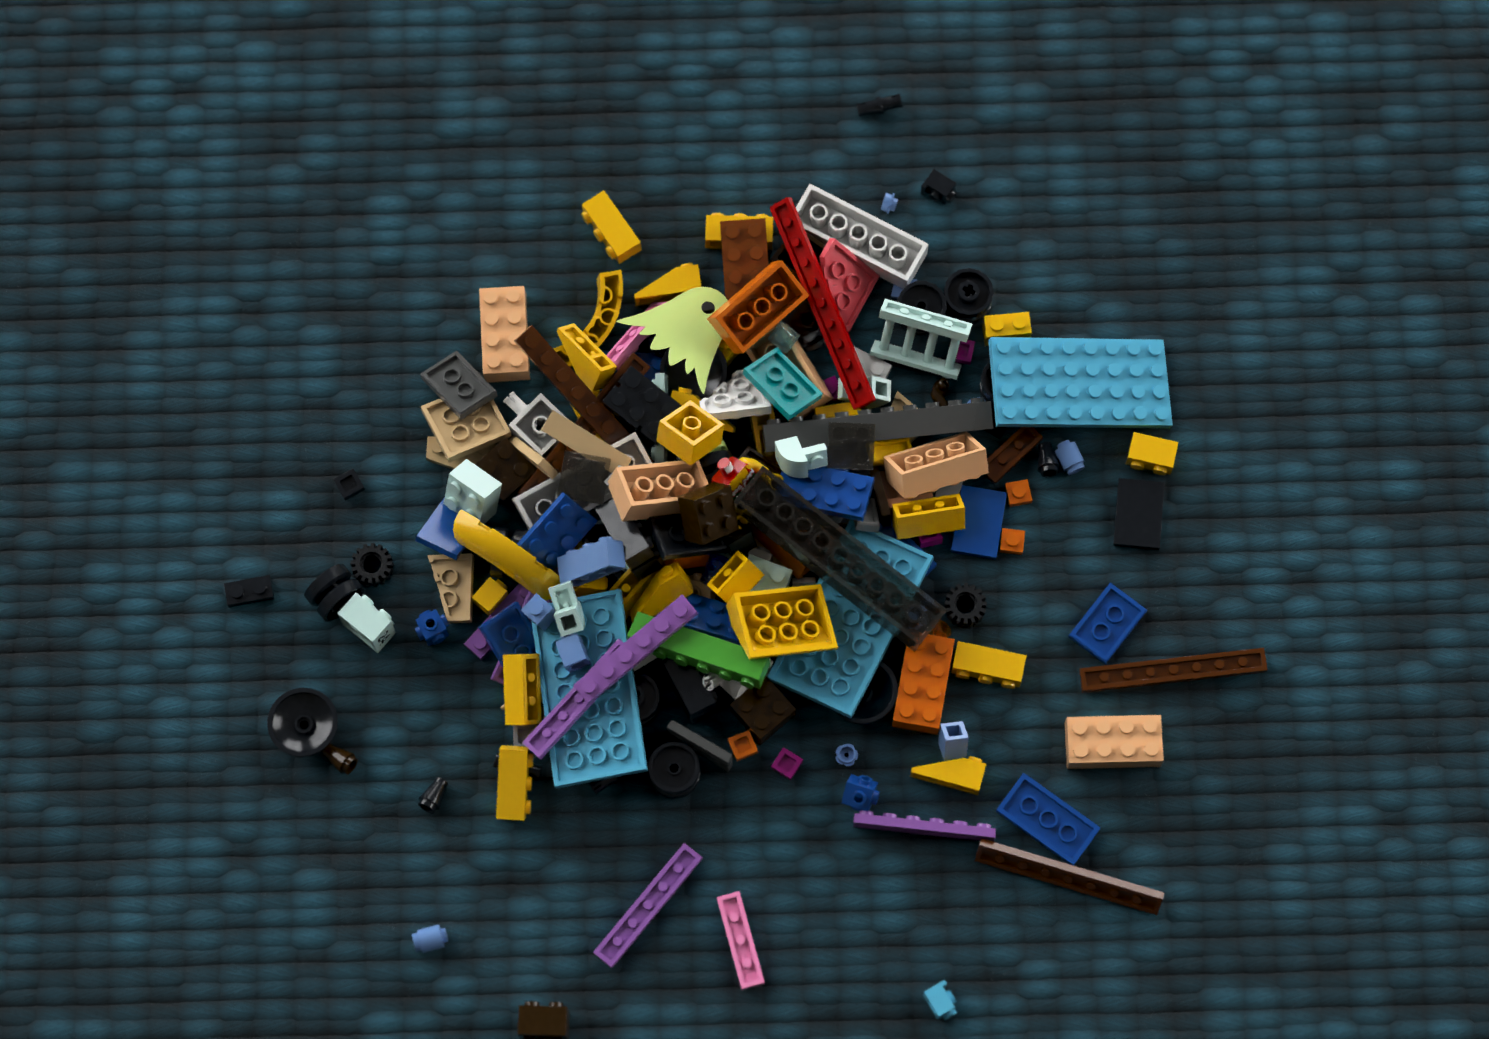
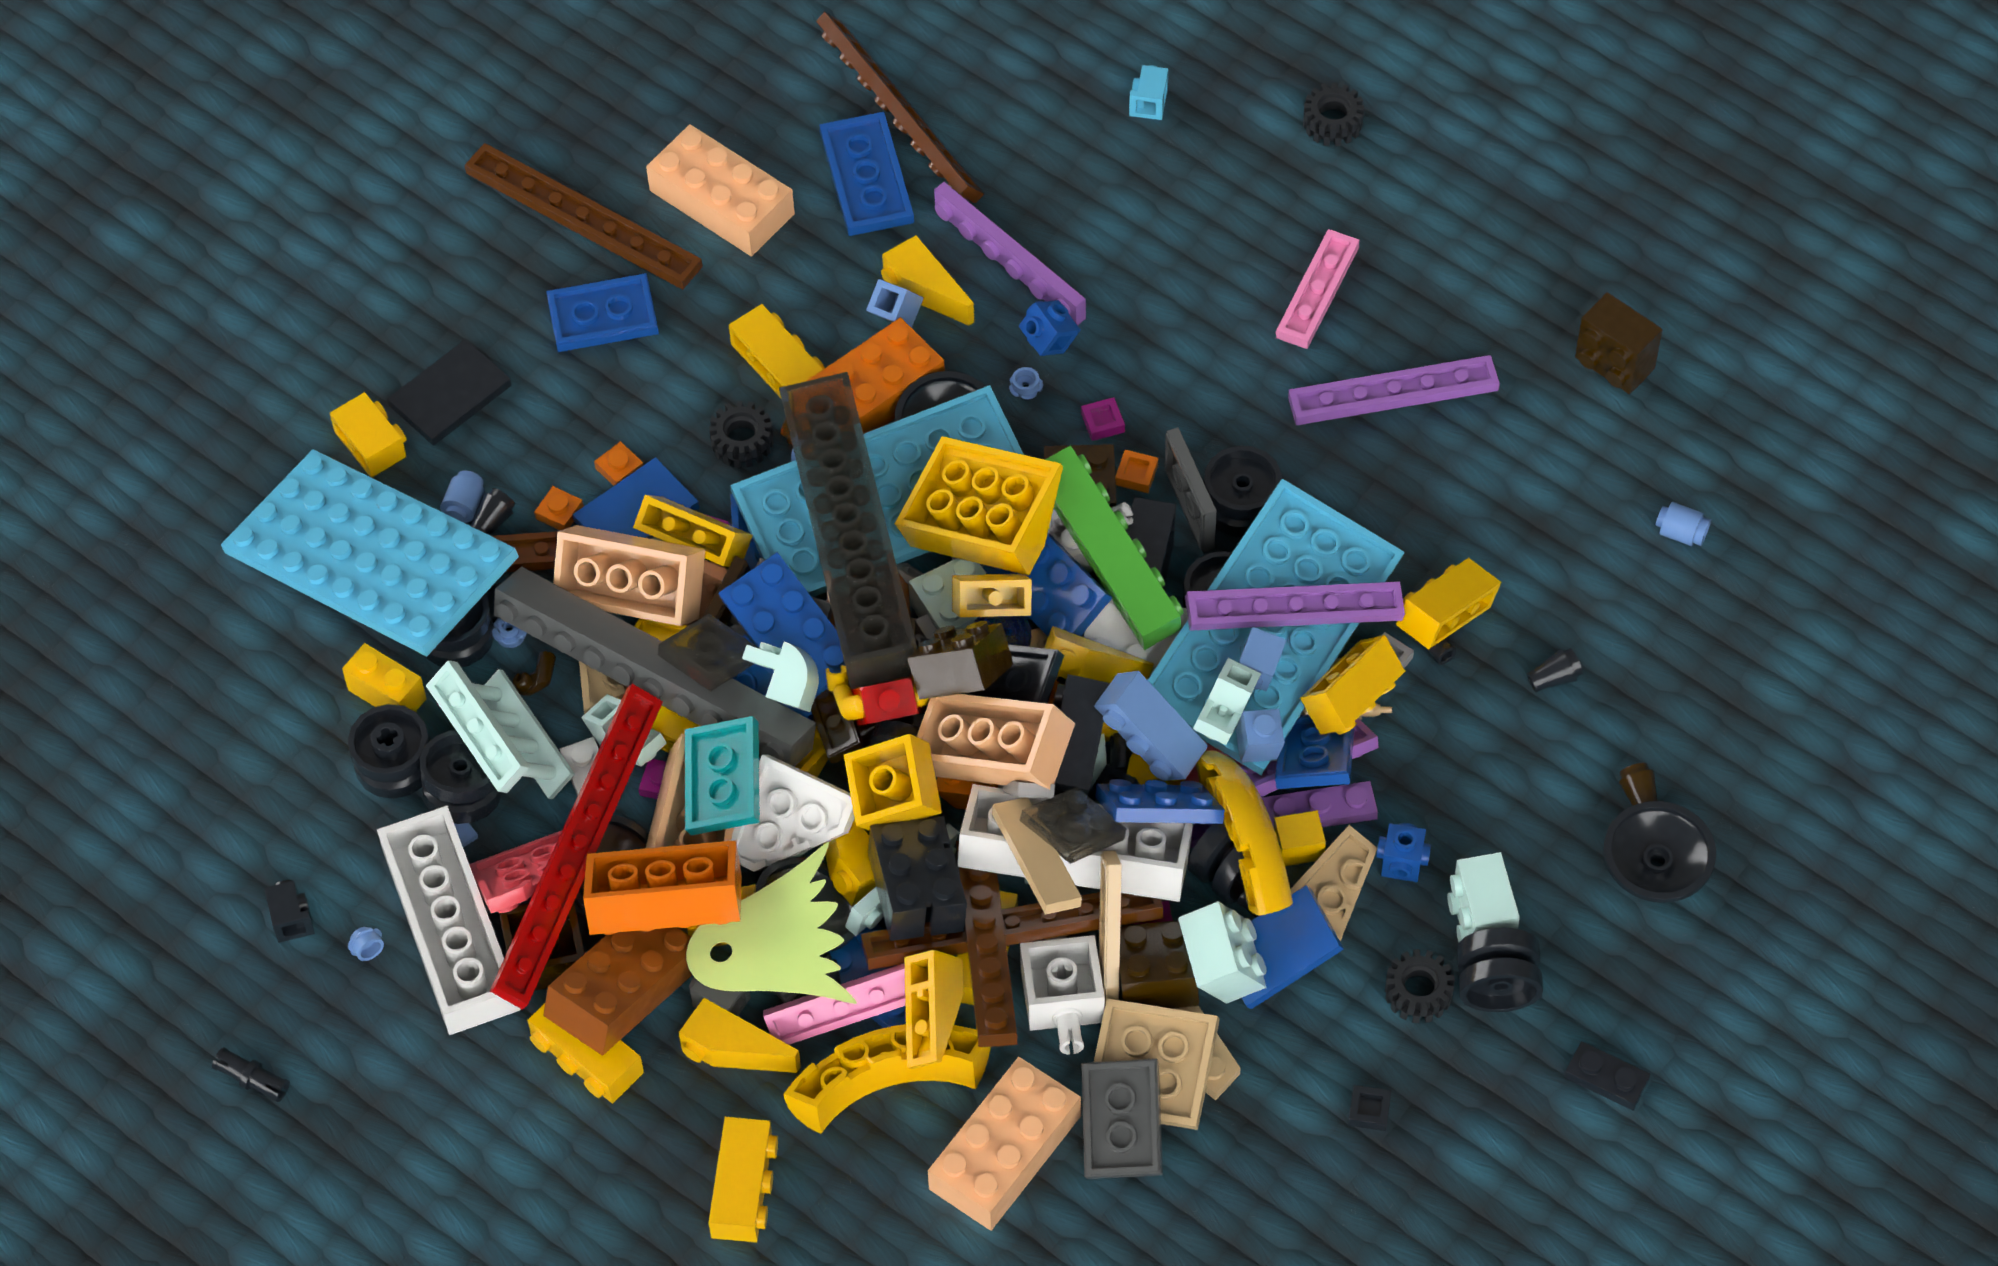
camera: 140 degrees left, 15 degrees down
(635, 649) = (1183, 587): medium lavender plate -> none
(783, 337) = (665, 830): clear light blue plate -> none

